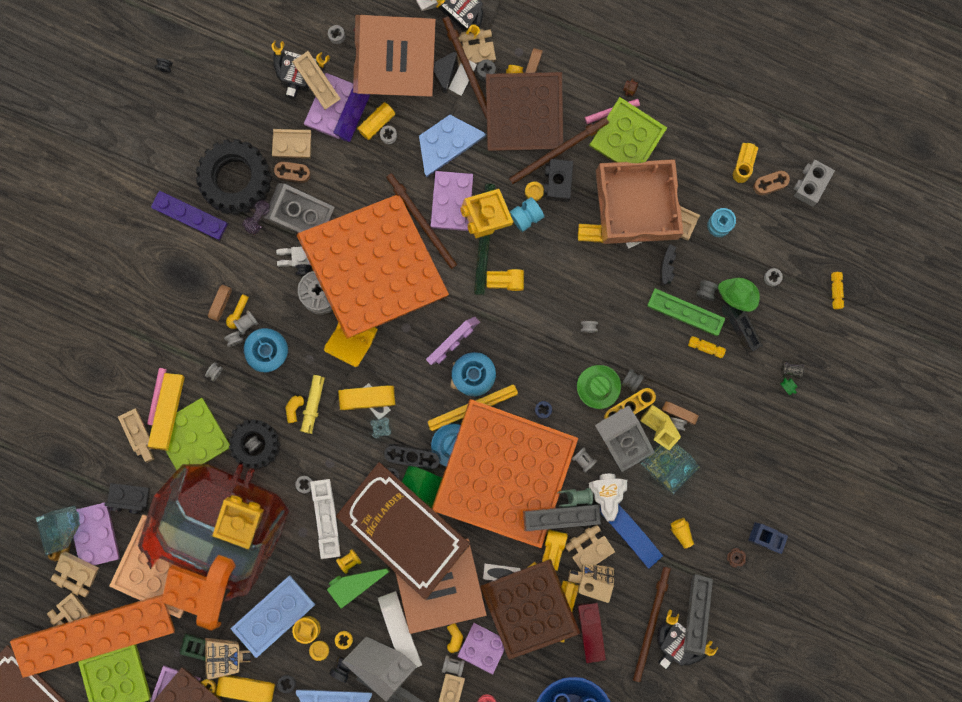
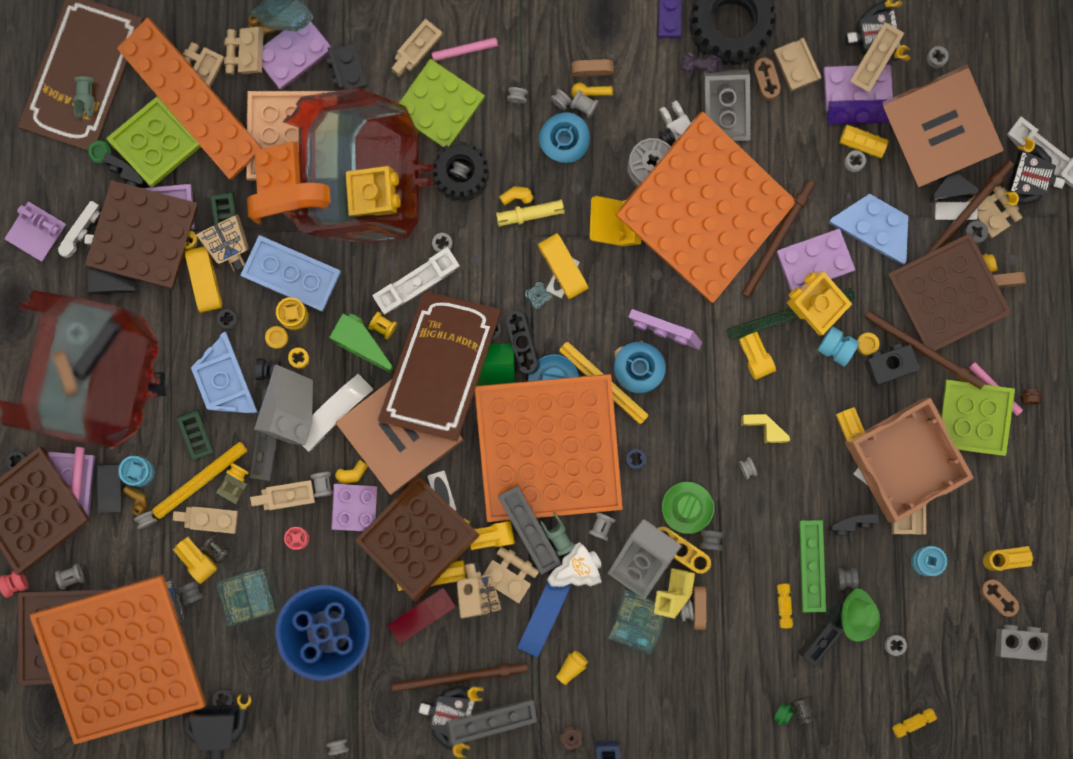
camera: 65 degrees right, 0 degrees up
(166, 411) = (453, 65): yellow tile -> none
(569, 295) = (772, 431): none -> light yellow slope

